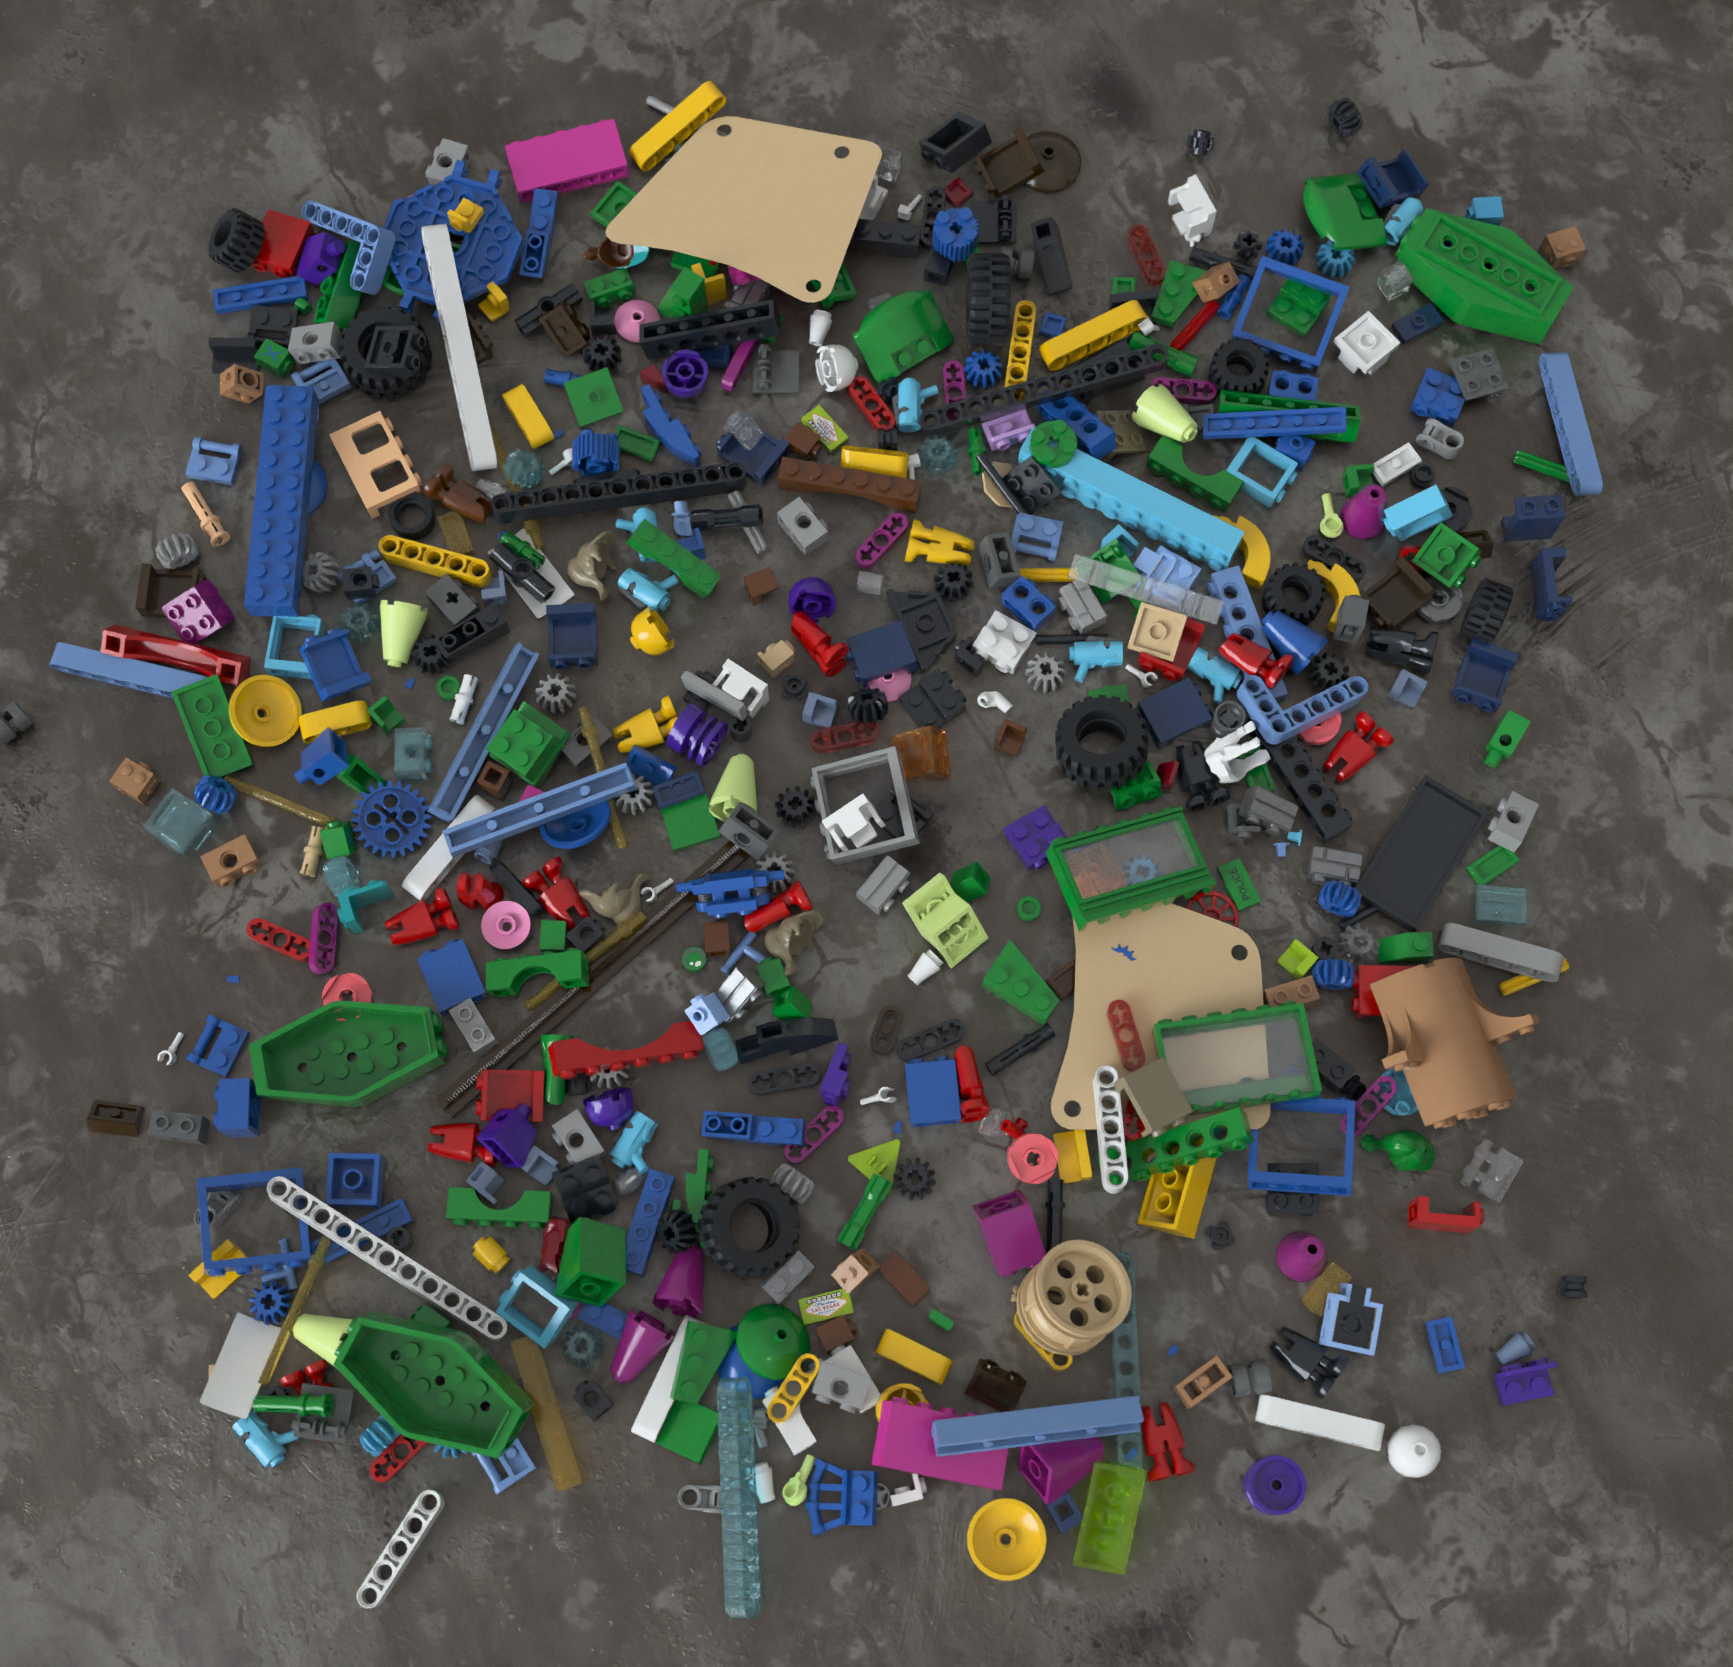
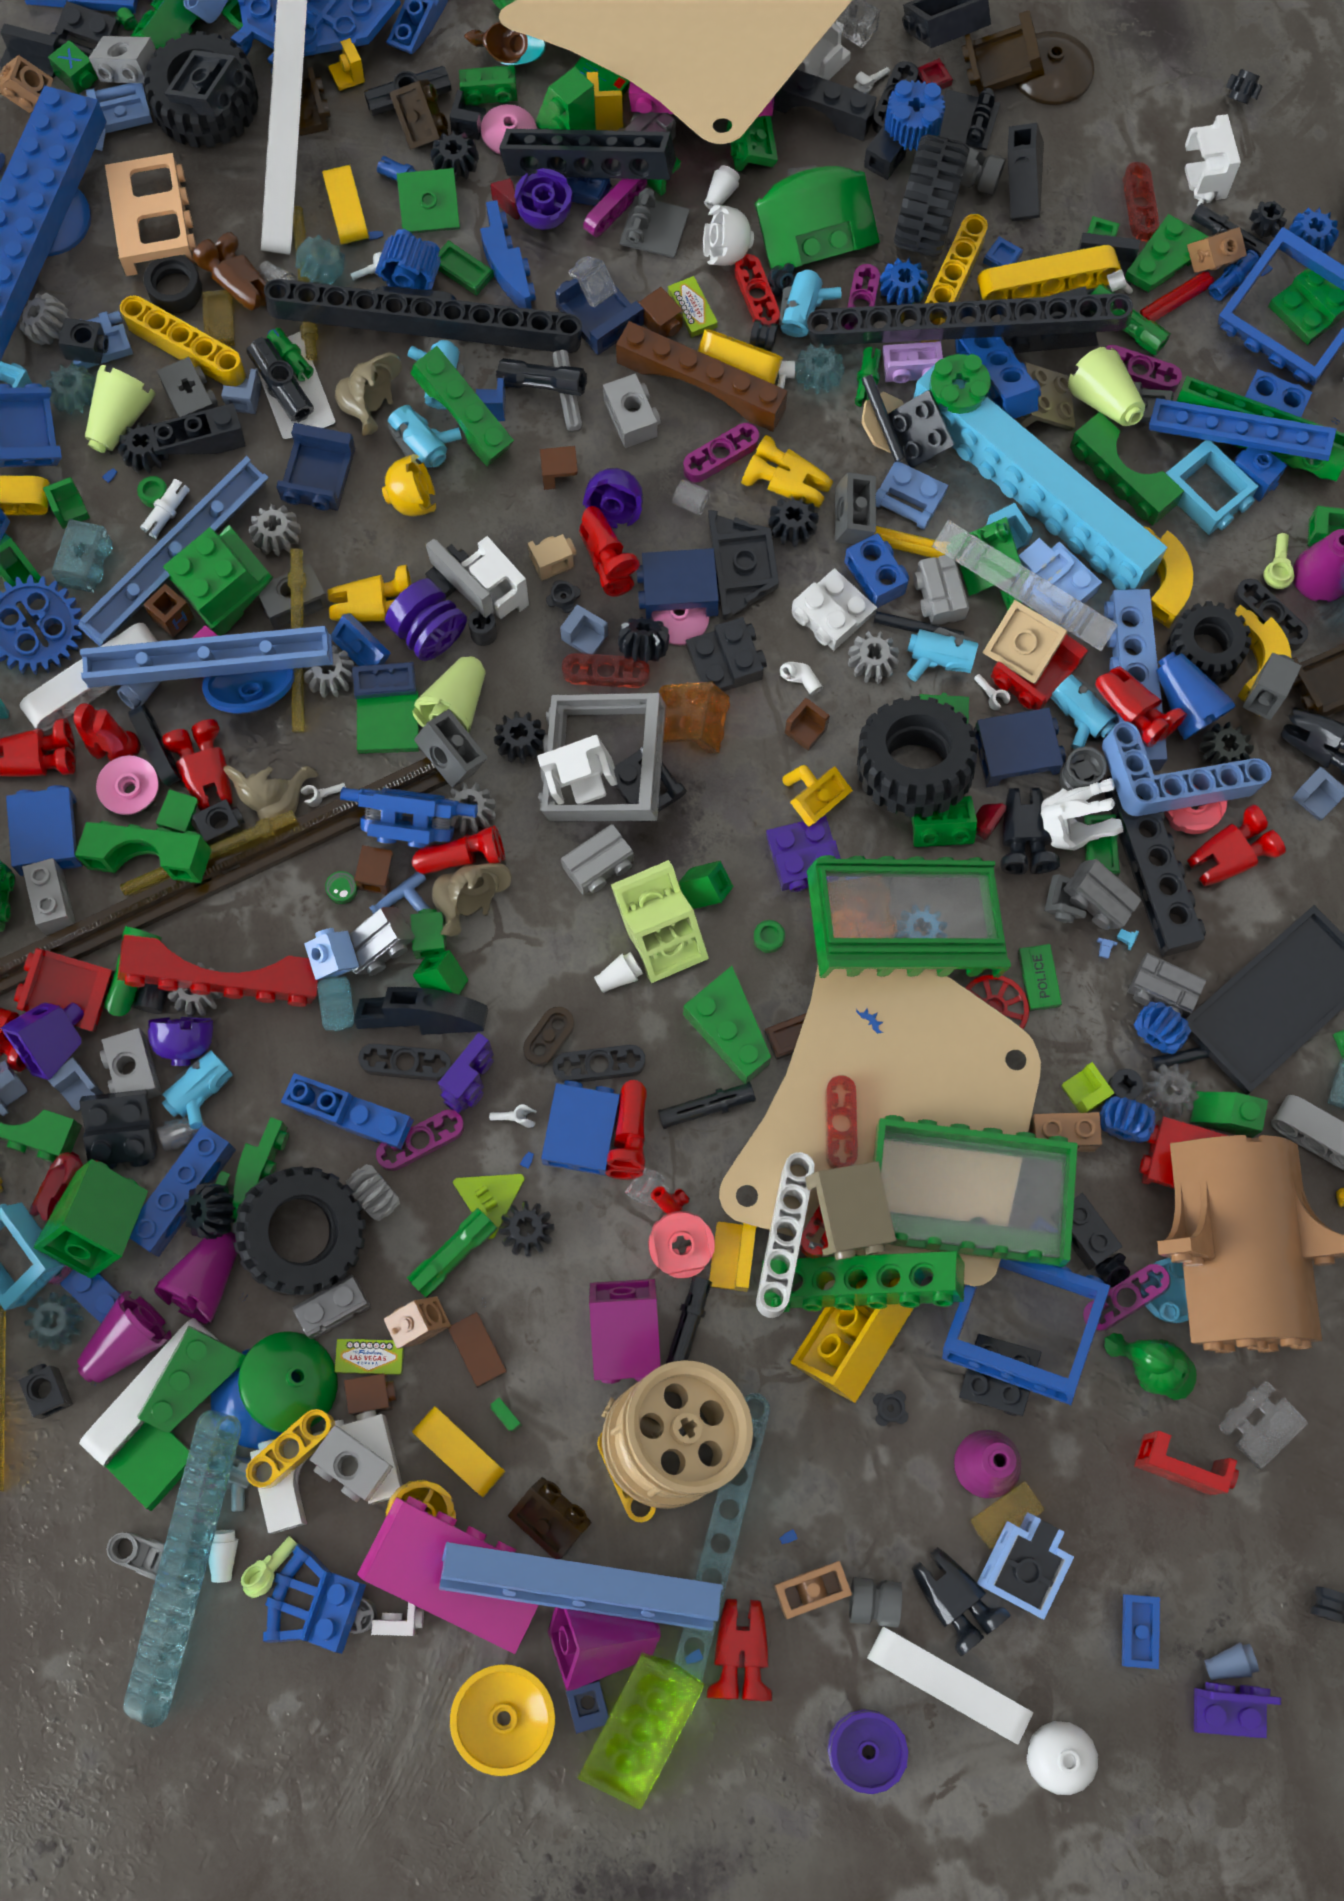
camera: 15 degrees right, 0 degrees up
(682, 519) = (489, 364): light blue piece -> none
(969, 661) = (784, 620): black bracket -> none
(1036, 789) = (820, 793): none -> yellow plate
(1244, 354) = (1222, 341): black tyre -> none

